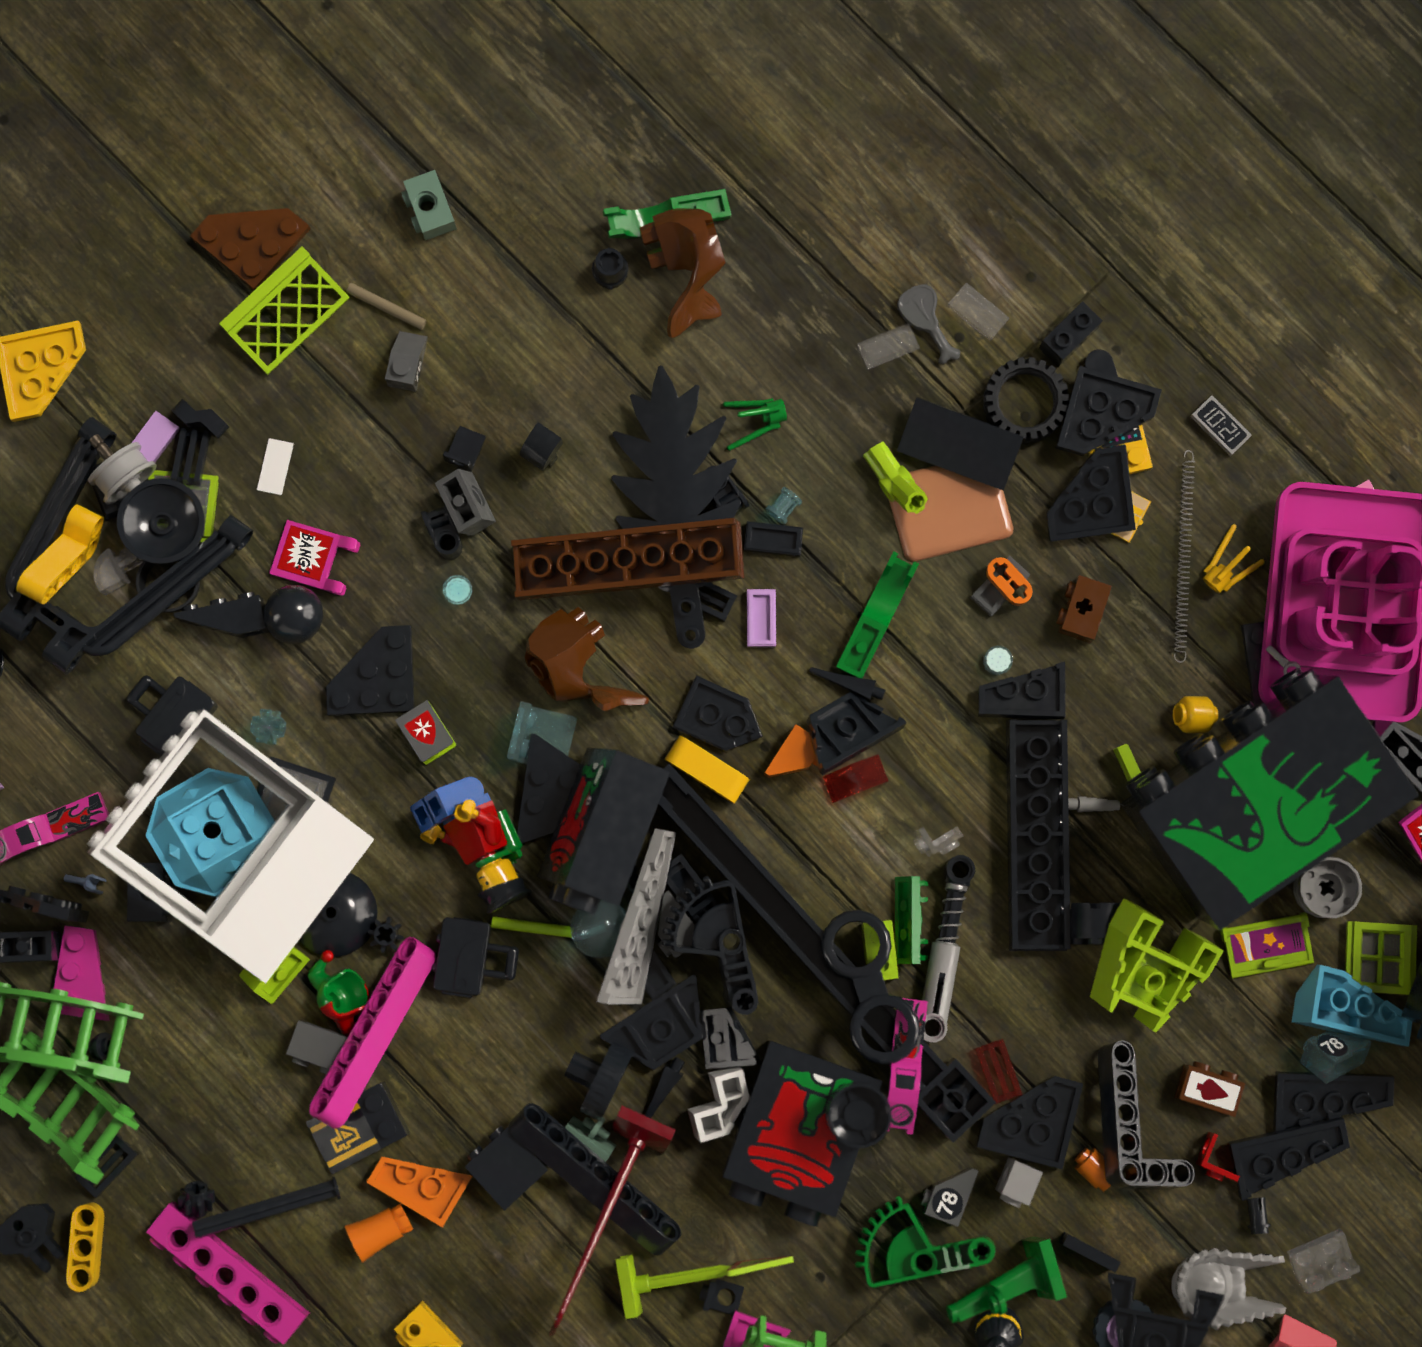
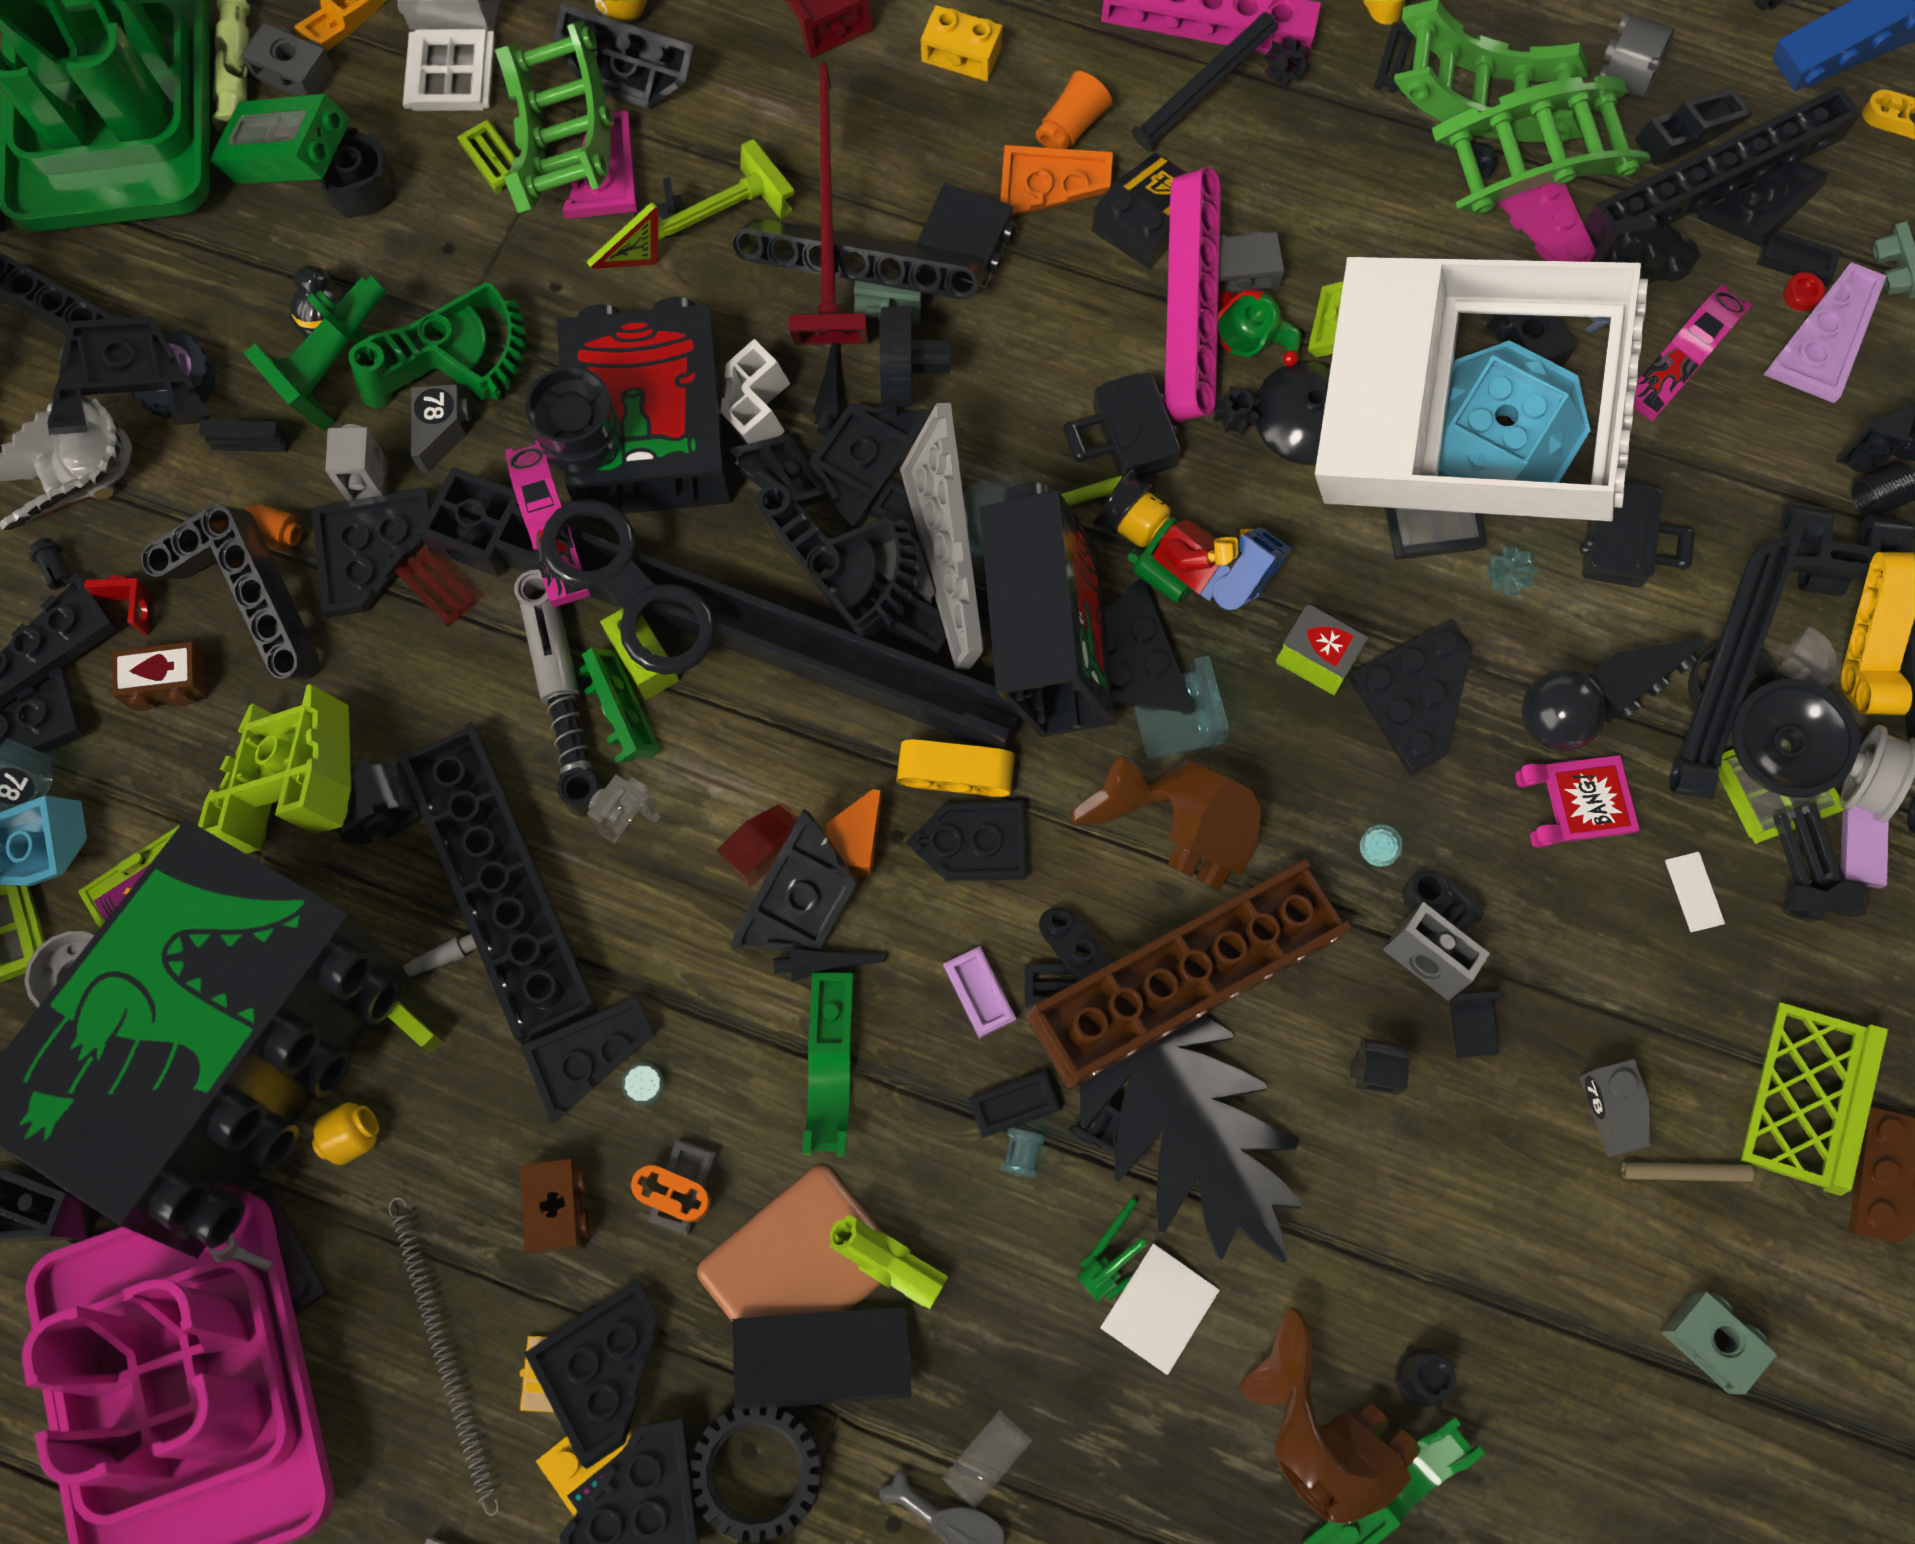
camera: 160 degrees right, 10 degrees down
(745, 379) = (1160, 1309): none -> white sticker
(1219, 577) = (377, 1345): yellow plant -> none

